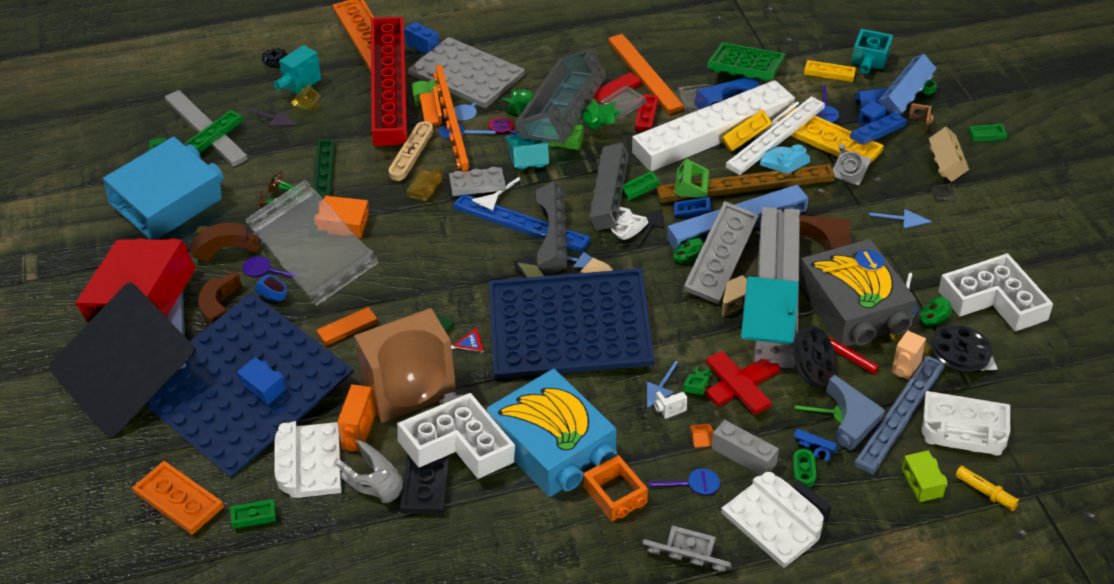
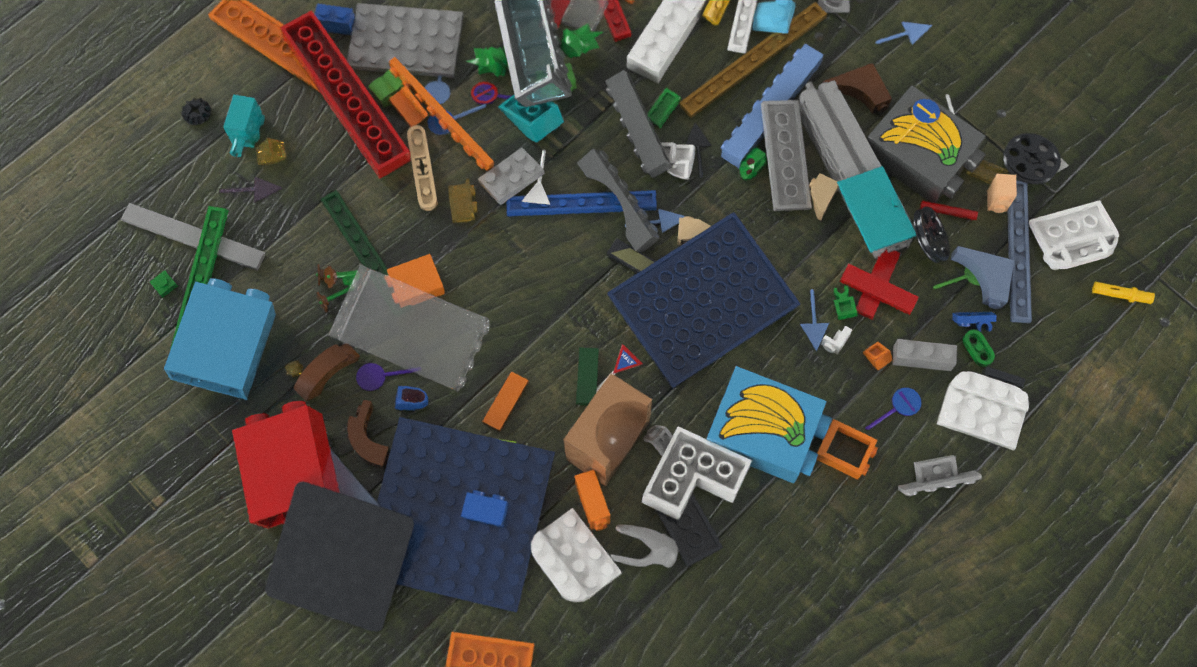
camera: 30 degrees left, 25 degrees up
(253, 513) = (566, 638): green plate -> none
(683, 180) = (704, 85): bright green tile -> none
(697, 206) = (727, 117): blue slope -> none
(924, 476) = (1073, 307): lime brick -> none
(936, 312) = (992, 129): green rock -> none
(997, 284) = (1034, 77): white brick -> none

